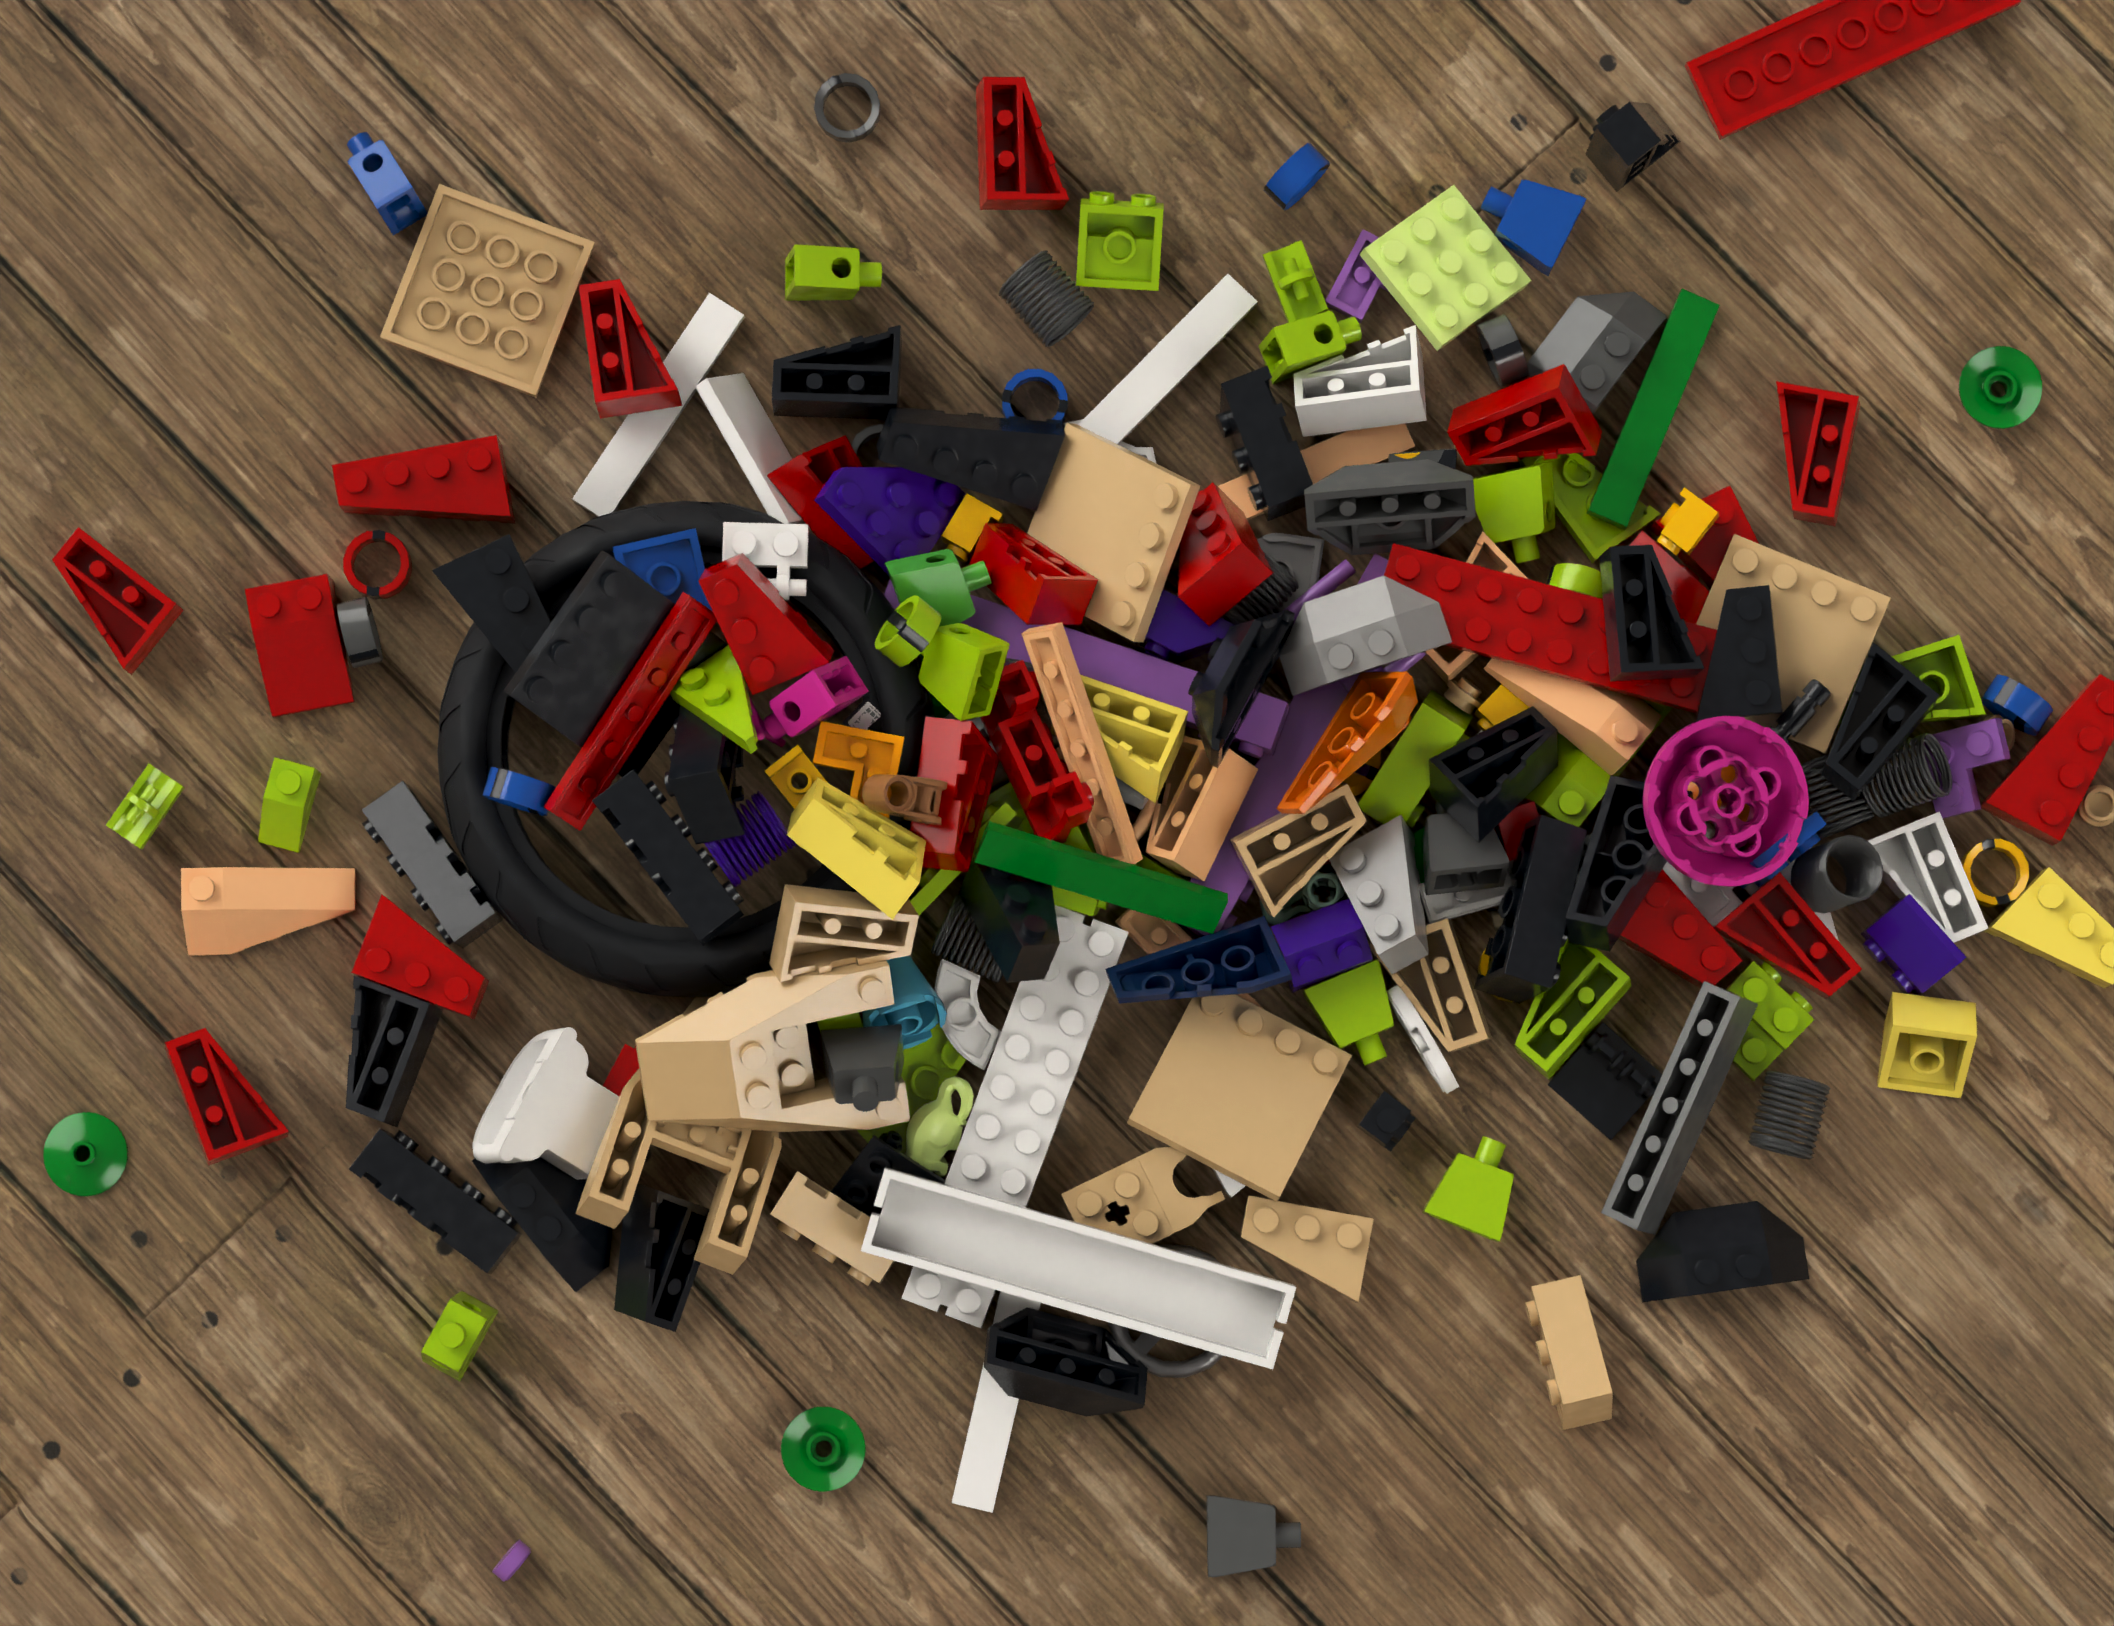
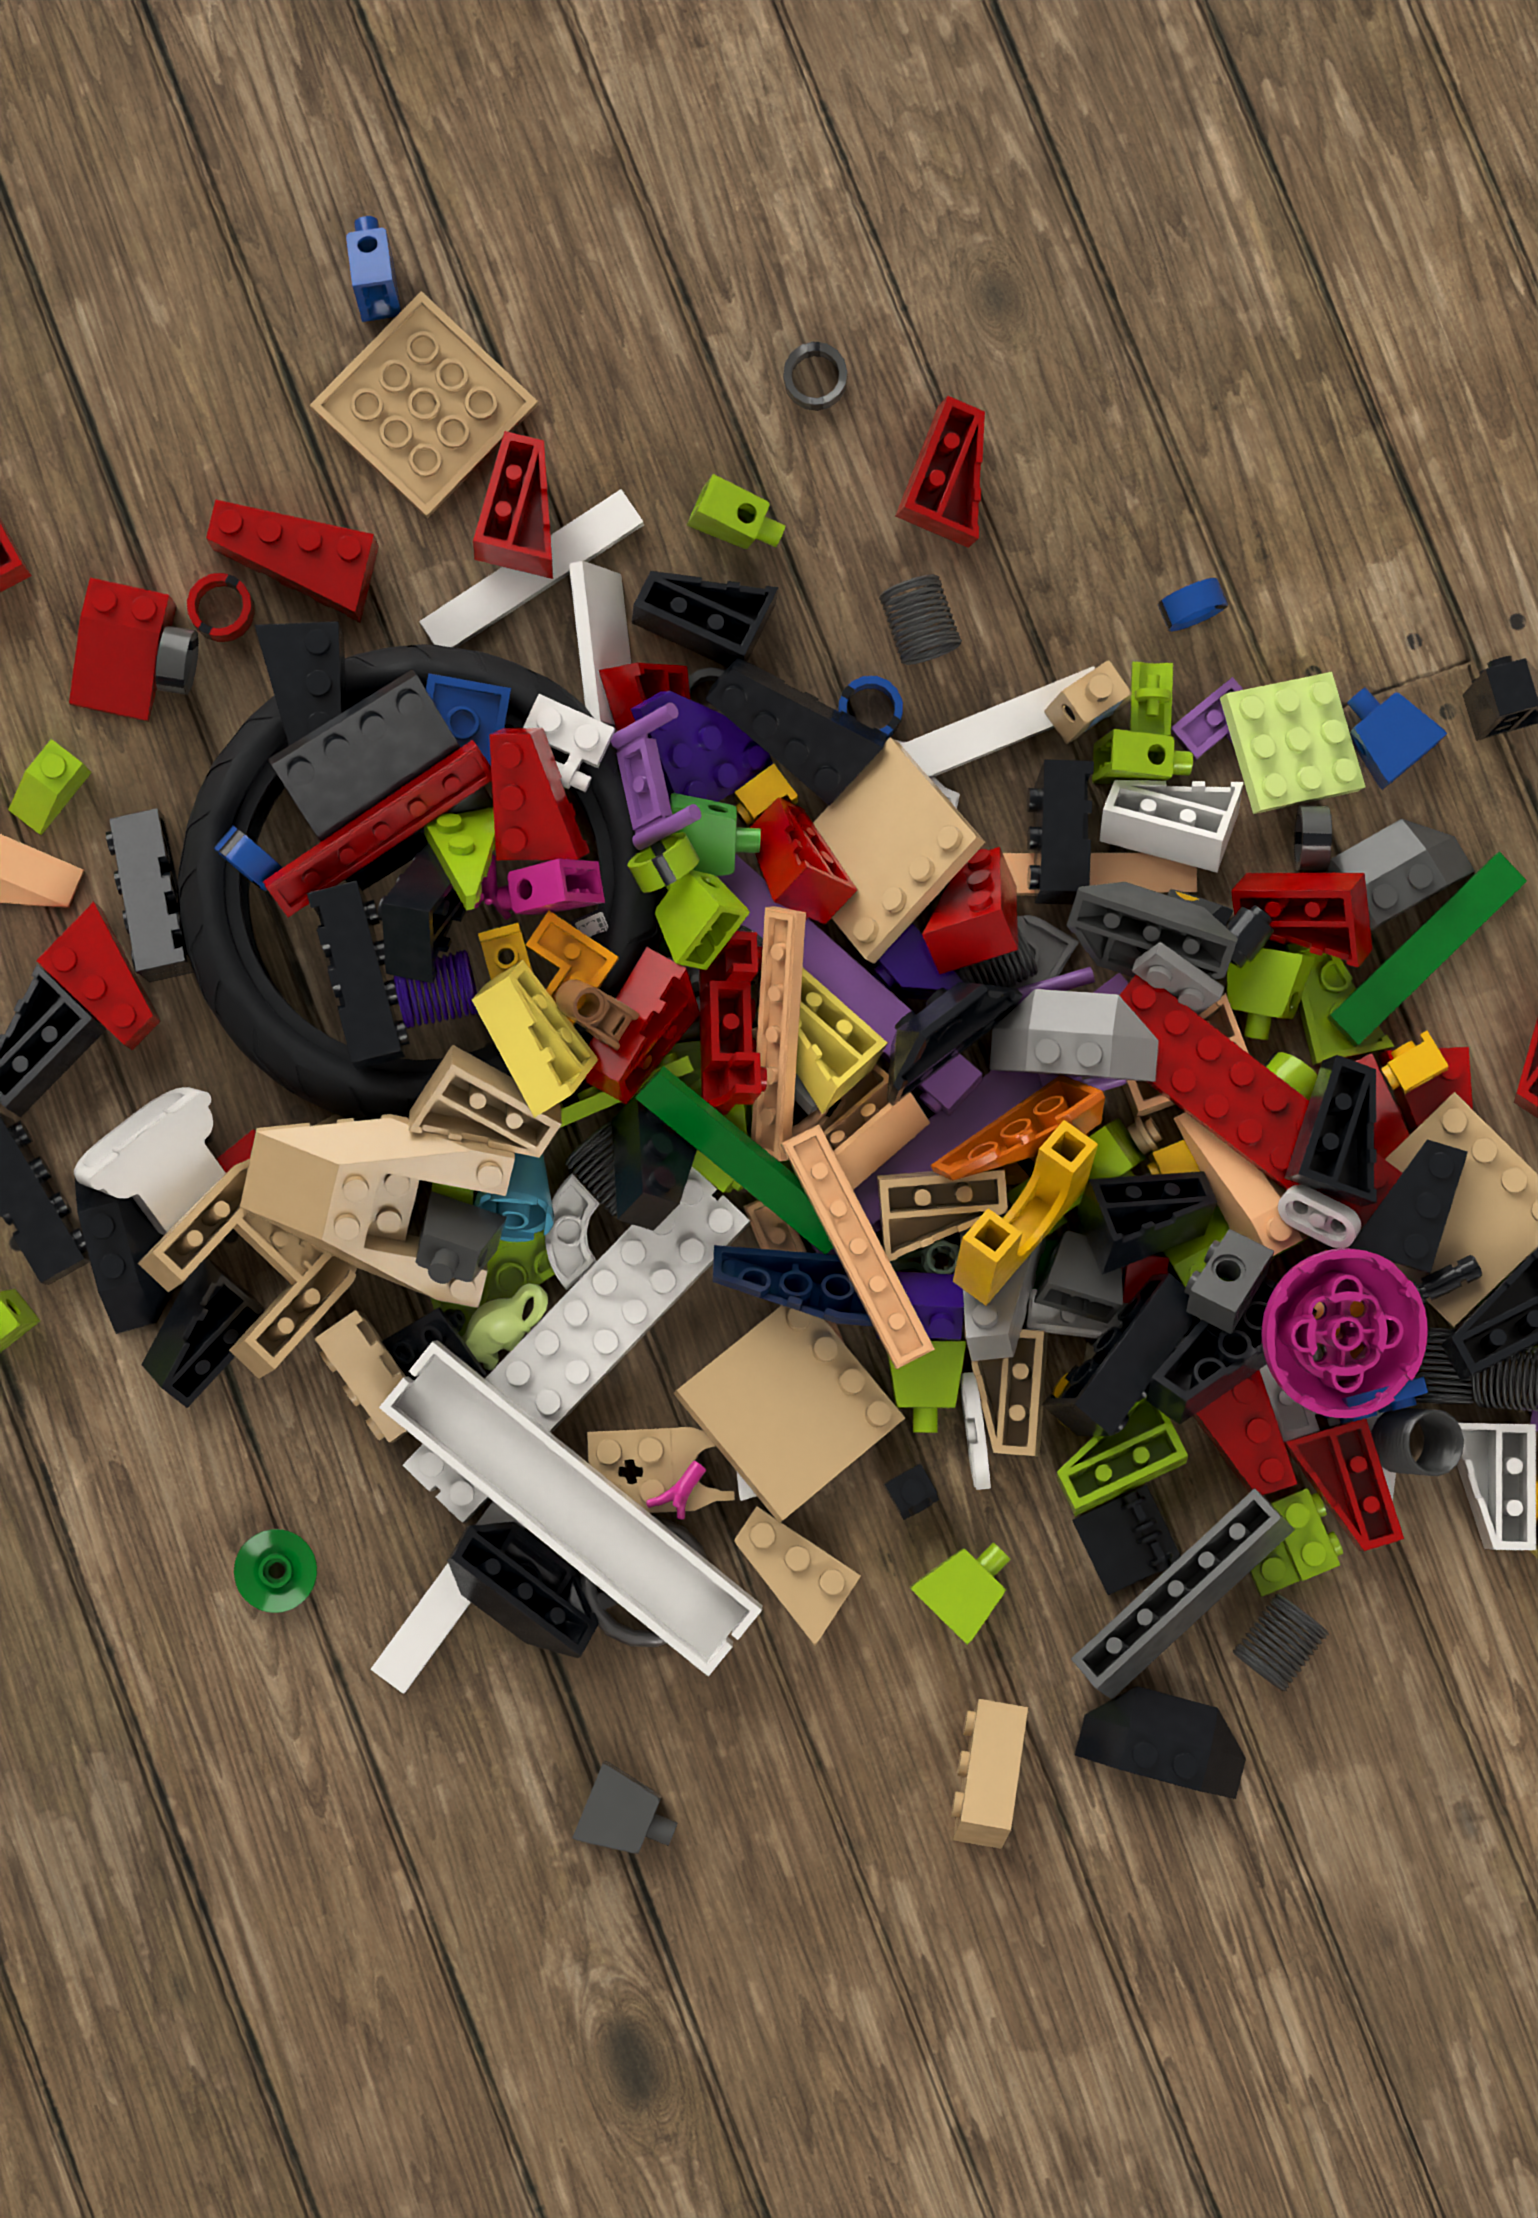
camera: 20 degrees right, 0 degrees up
(858, 563) = (645, 780): none -> medium lavender plate
(1119, 242) = (1008, 597): lime plate -> none
(1172, 1210) = (681, 1490): none -> dark pink bar
(1238, 309) = (1091, 701): none -> tan torso
(1241, 912) = (857, 1246): none -> light nougat tile
(1374, 854) = (1000, 1245): none -> yellow arch
(1421, 532) = (1186, 982): none -> light grey plate
(1483, 463) = (1252, 932): none -> black brick
(1600, 820) = (1223, 1301): none -> dark grey brick
(1658, 703) = (1320, 1217): none -> white plate
(1911, 946) = (1458, 1536): dark purple slope -> none
(1927, 1044) = (1434, 1631): light yellow slope -> none

